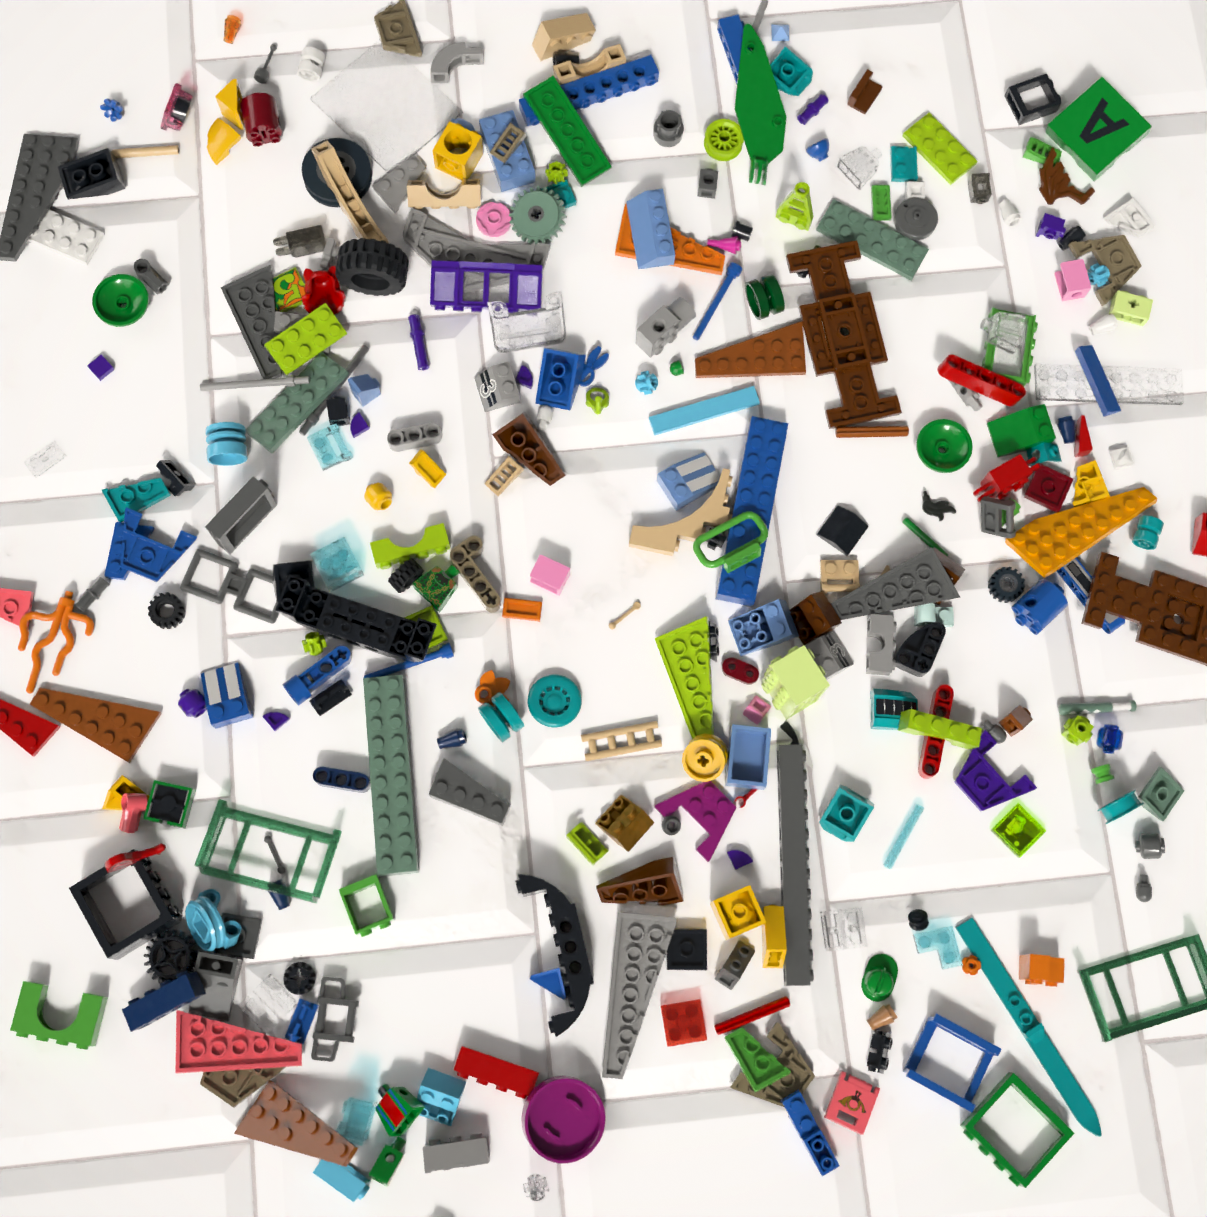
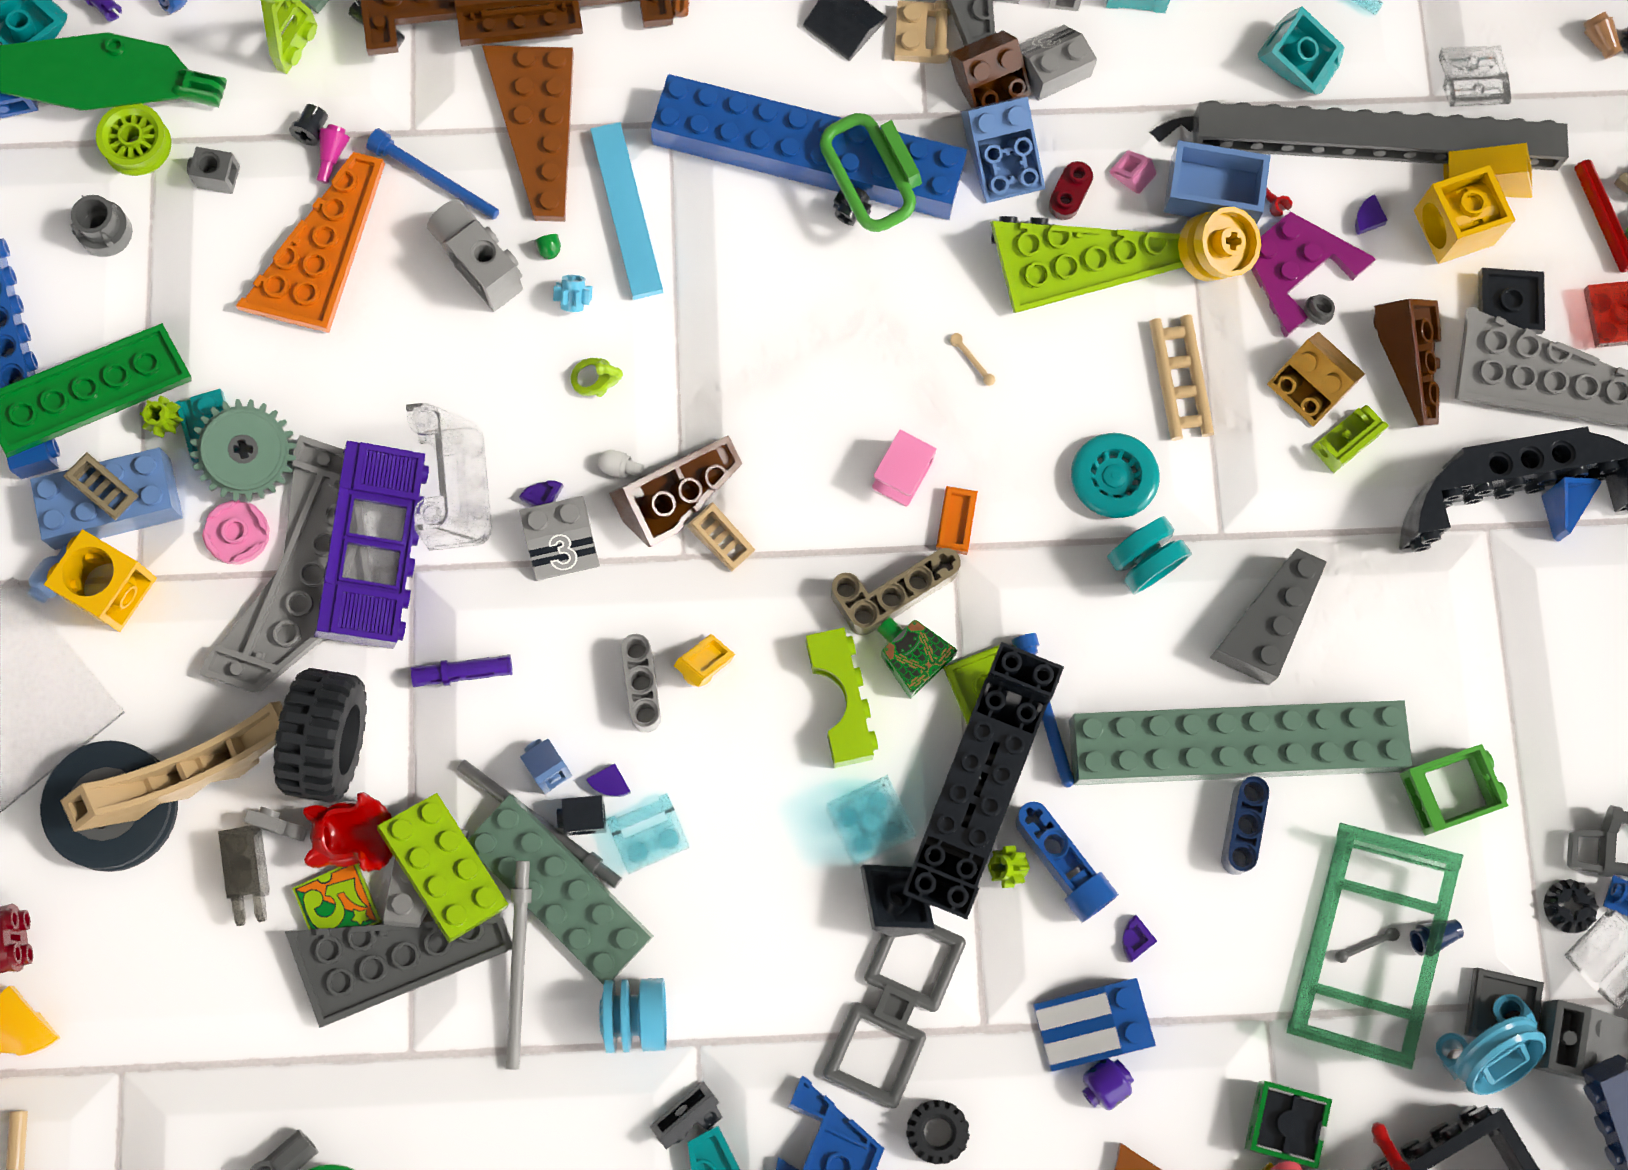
camera: 85 degrees left, 0 degrees up
(166, 949) = (1565, 1144): black gear -> none
(241, 514) = (777, 982): dark grey window -> none
(330, 697) = (1100, 843): black hinge -> none
(378, 496) = (746, 749): yellow head -> none
(393, 186) = (143, 695): light grey wing -> none
(405, 575) = (897, 703): black tyre -> none
(422, 195) = (186, 574): tan arch -> none
(454, 738) = (1177, 641): dark blue cone -> none
(492, 686) = (1091, 570): orange plate -> none
(559, 378) = (553, 432): blue slope -> none
(592, 365) = (529, 381): blue piece -> none
(651, 229) = (294, 261): medium blue slope -> none
(664, 538) = (832, 238): tan arch -> none
(688, 480) = (750, 242): medium blue slope -> none
(735, 965) = (1542, 229): dark grey bracket -> none
(764, 296) = (438, 91): dark green wheel -> none
(794, 681) = (1112, 92): yellowish green brick -> none
(879, 977) = (1543, 35): green piece -> none

